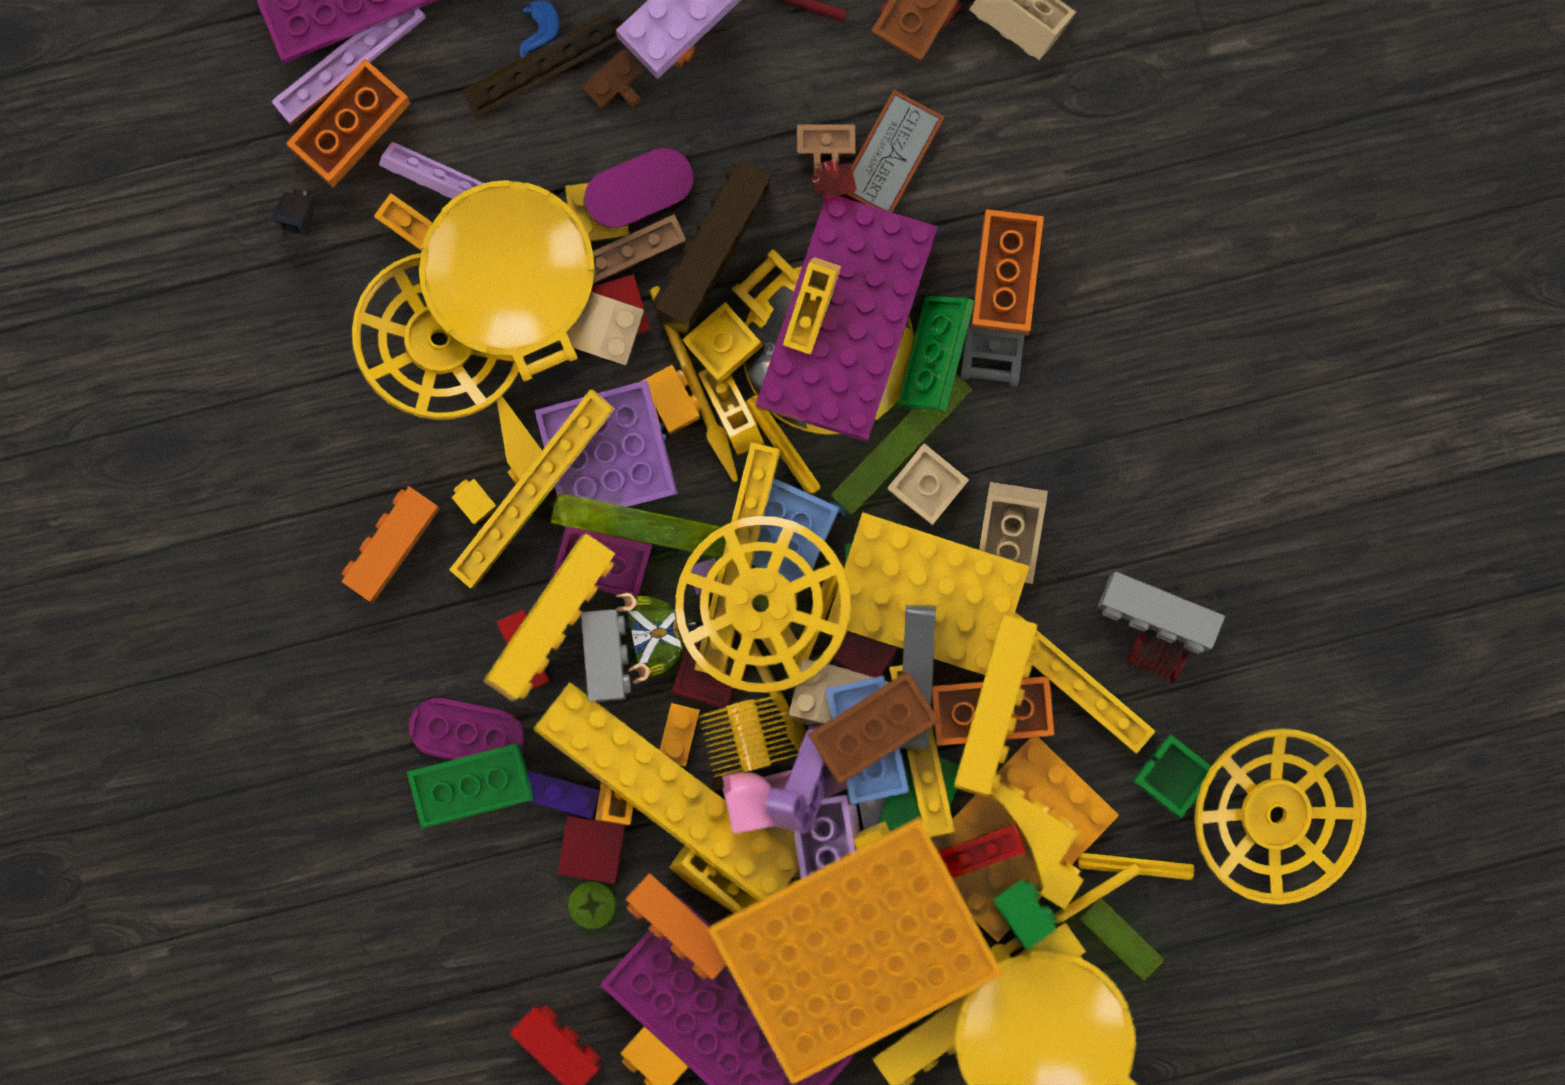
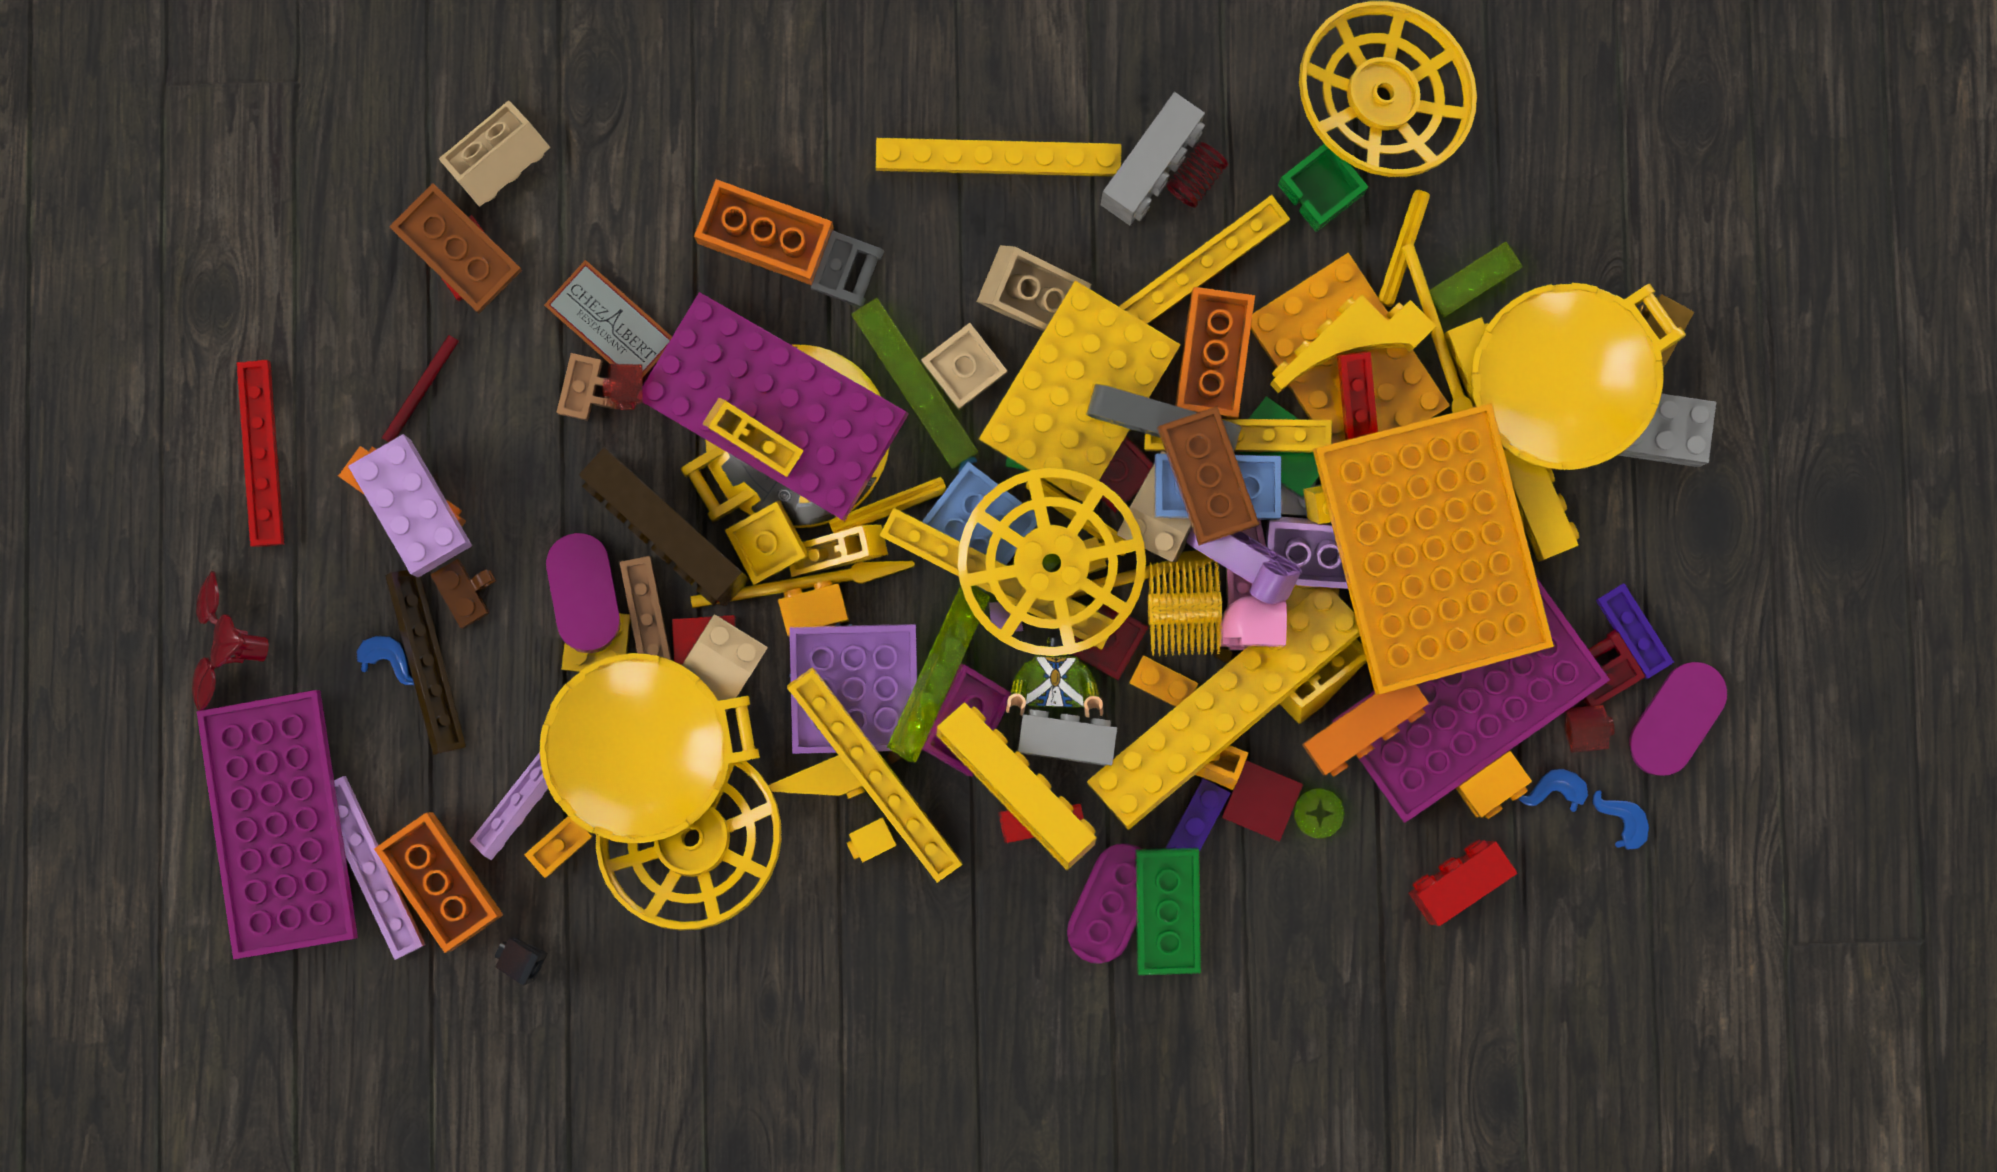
camera: 80 degrees left, 0 degrees up
(390, 544) = (896, 938): orange brick -> none
(935, 353) = (831, 325): green tile -> none
(995, 706) = (1213, 345): yellow brick -> none
(1024, 913) = (1431, 369): green piece -> none
(1131, 470) = (997, 157): none -> yellow plate

